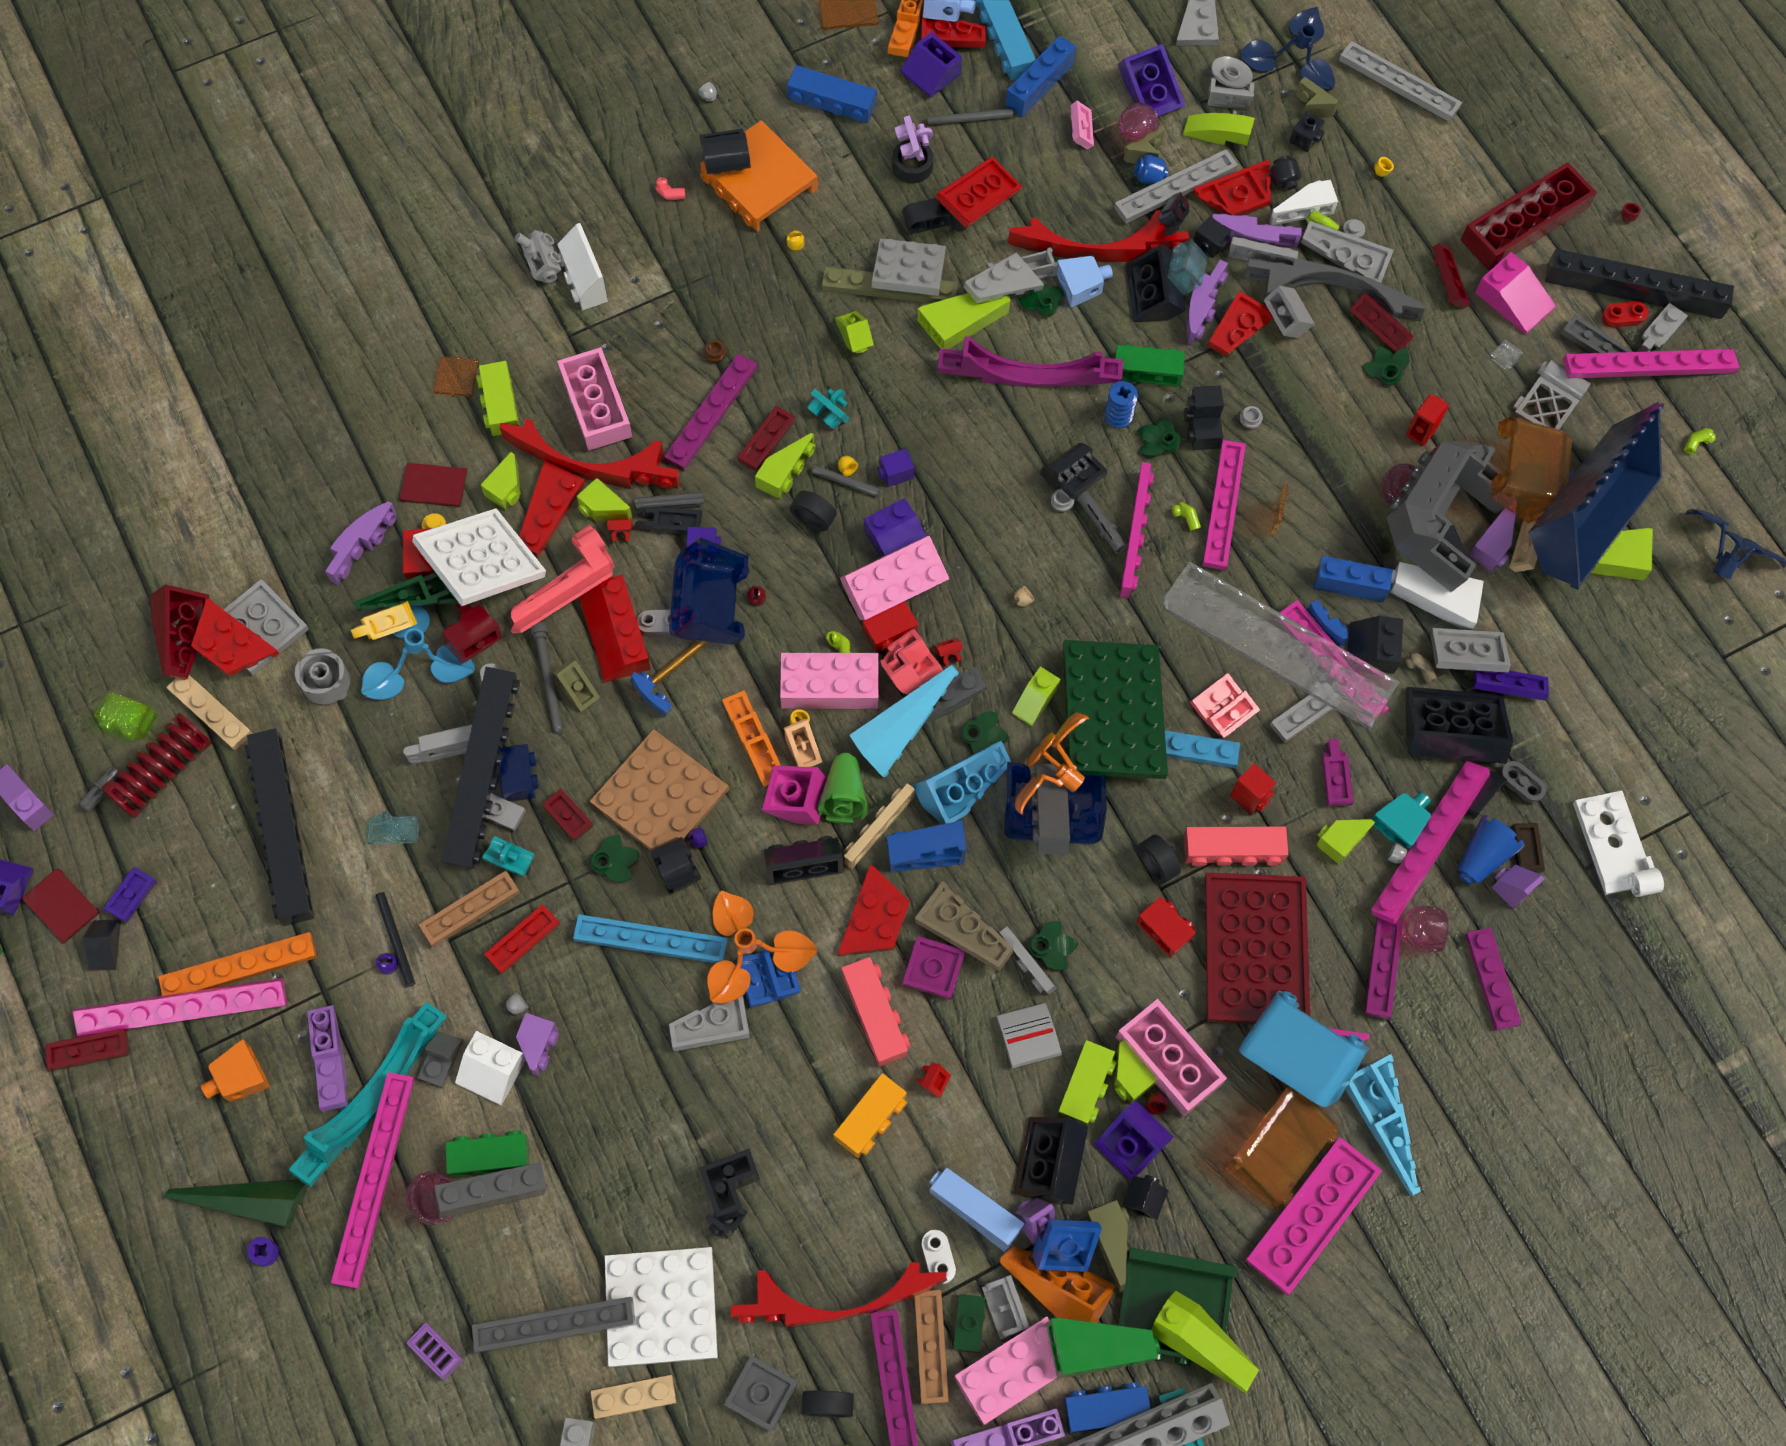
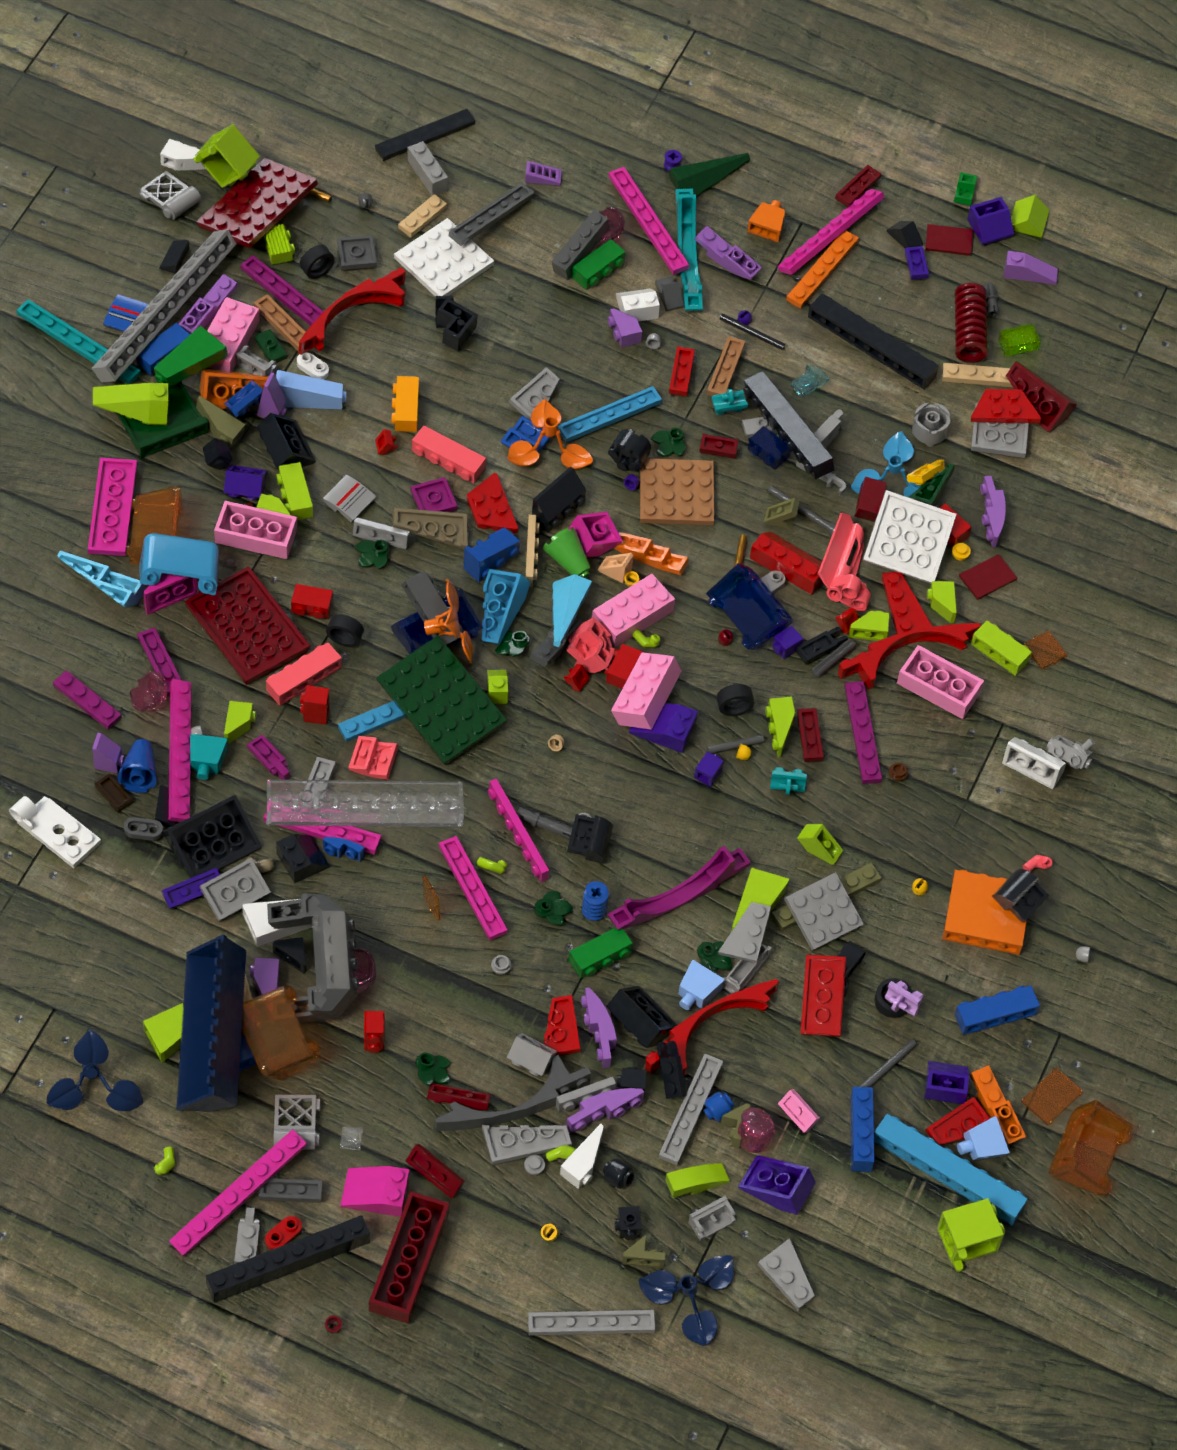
camera: 140 degrees right, 10 degrees down
(644, 686) = (739, 532): blue slope -> none
(1187, 266) = (629, 1032): clear light blue brick -> none
(1204, 419) = (531, 933): black brick -> none
(1231, 72) = (729, 1224): light grey dish -> none
(1239, 191) = (641, 1137): red wing -> none
(1353, 579) = (350, 886): blue brick -> none

